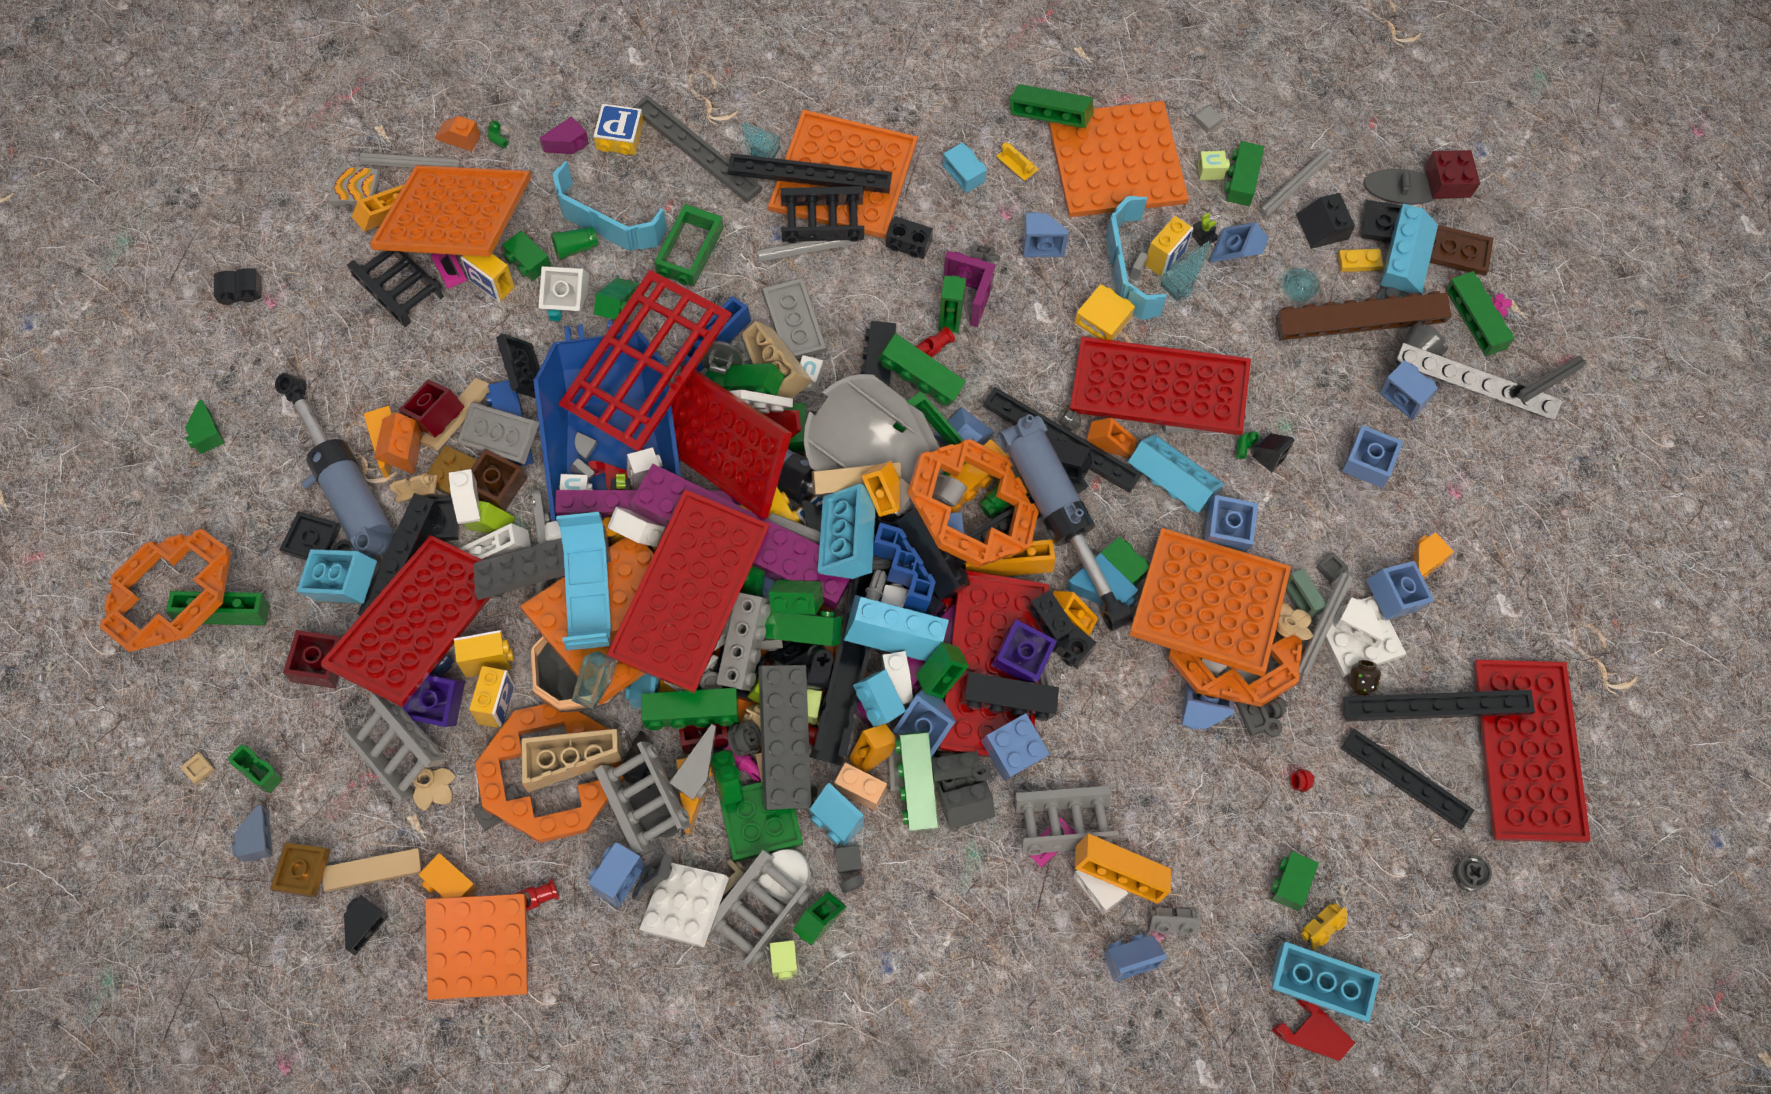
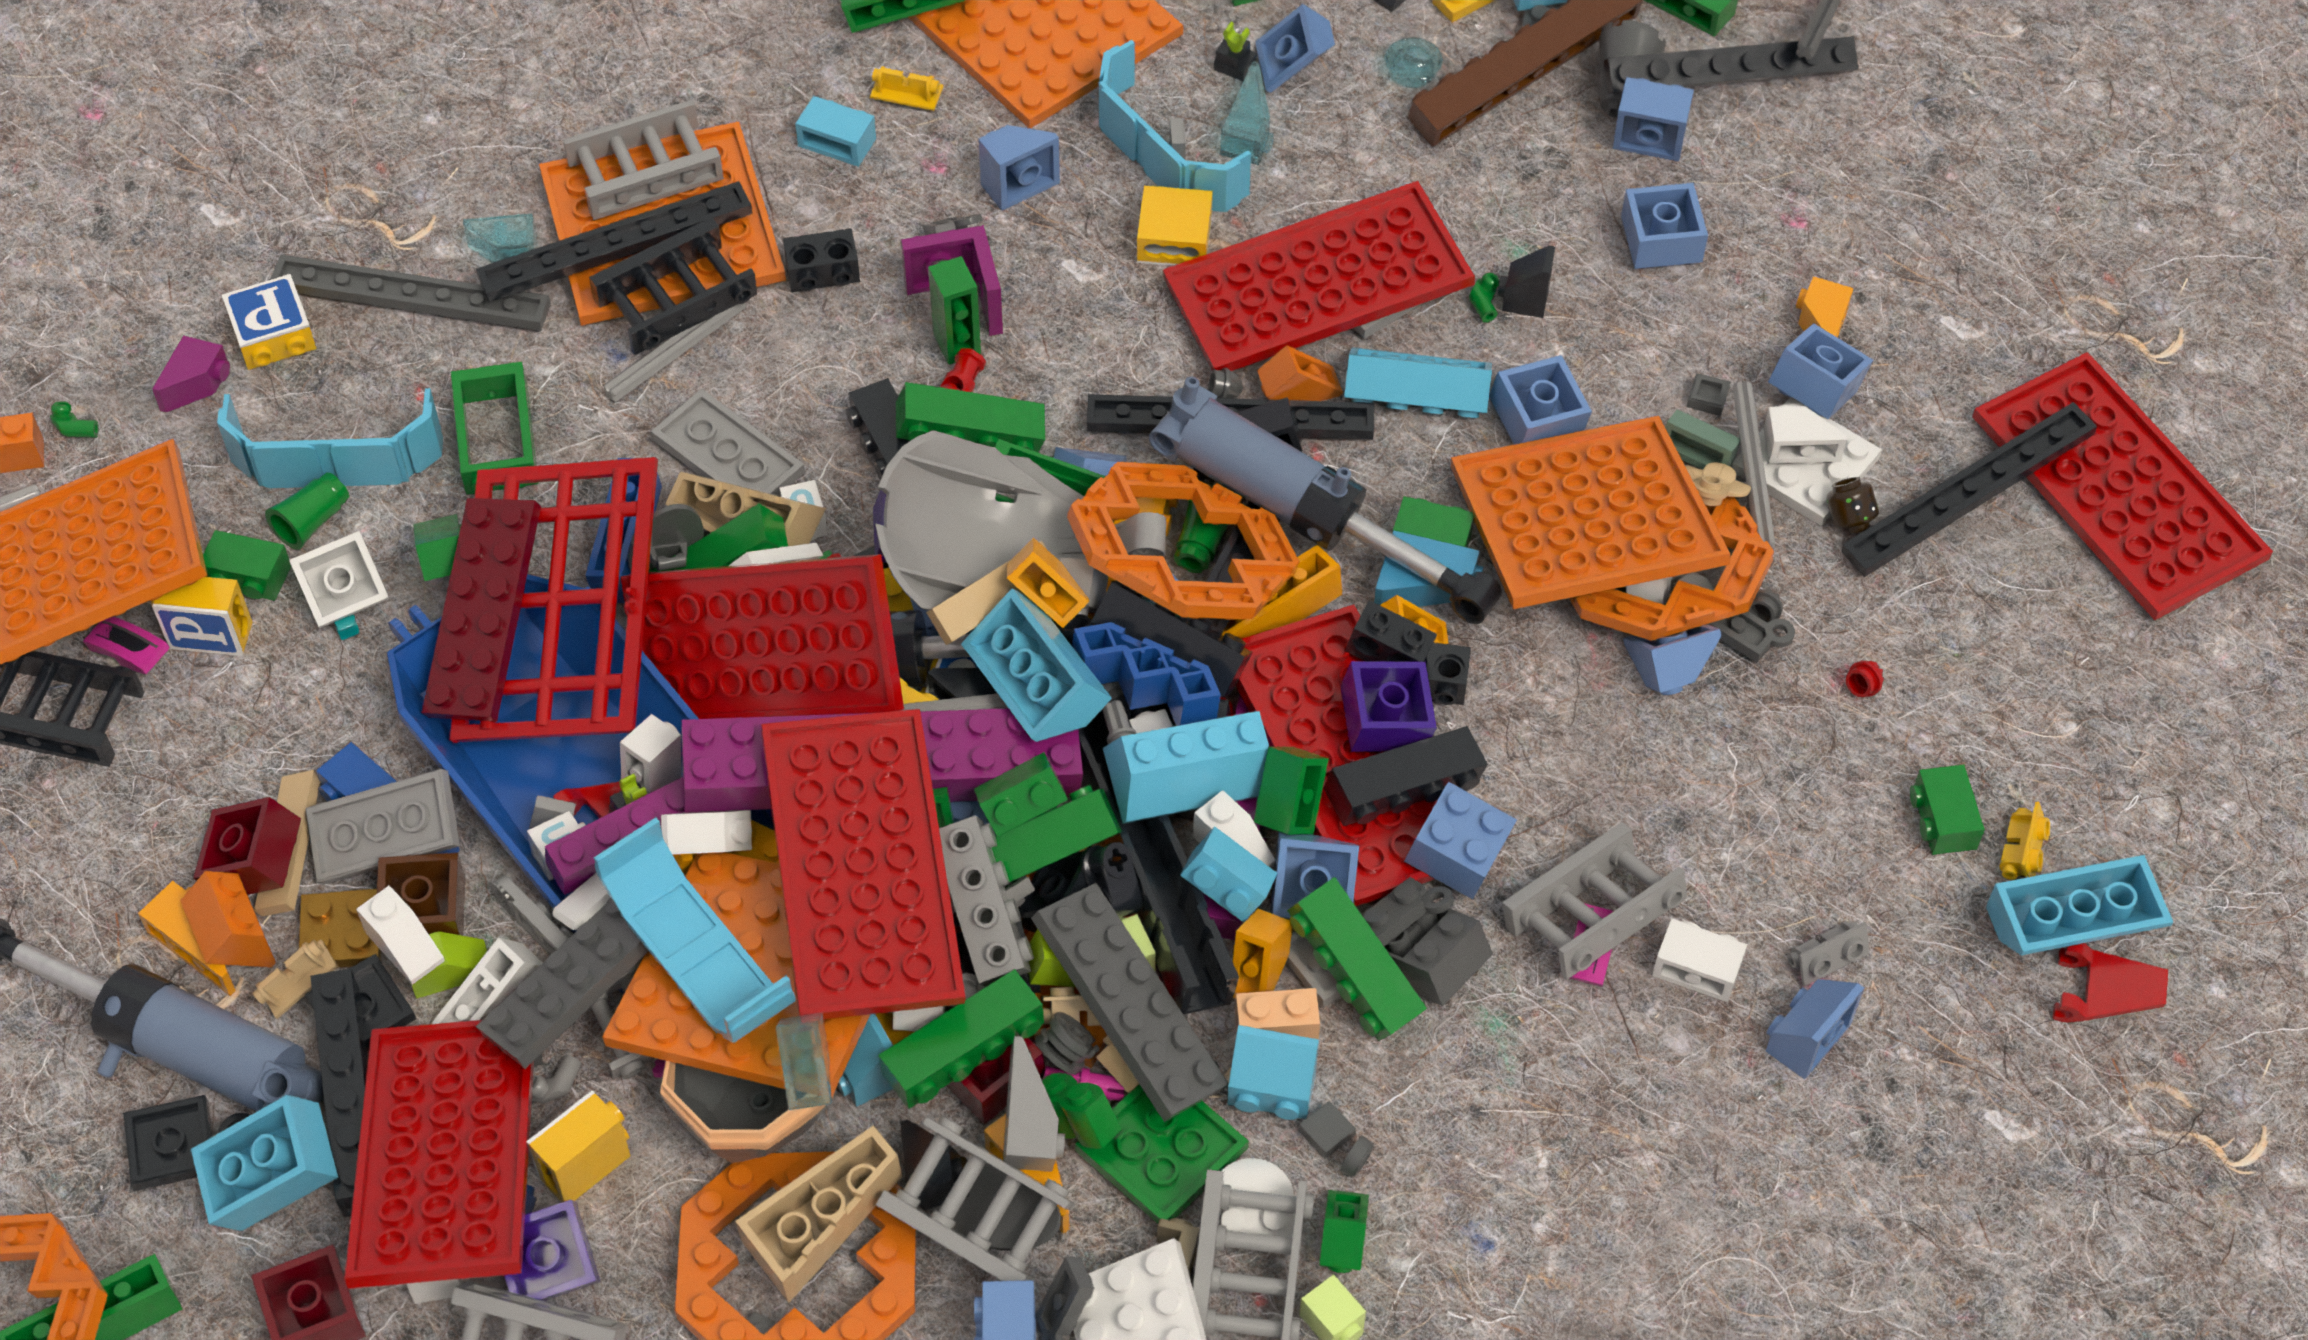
camera: 30 degrees left, 10 degrees down
(492, 697) = (638, 1201): yellow piece -> none
(499, 613) = (557, 1085): none -> light grey arm
(519, 363) = (352, 719): black plate -> none
(584, 445) = (526, 781): light grey tile -> none
(608, 345) = (481, 609): none -> dark red plate
(847, 150) = (650, 183): none -> light grey fence
(1123, 868) = (1719, 913): light orange brick -> none
(1169, 246) = (1203, 93): yellow piece -> none
(1407, 779) = (1994, 605): black tile -> none
(1472, 873) = (2160, 673): dark grey wheel -> none

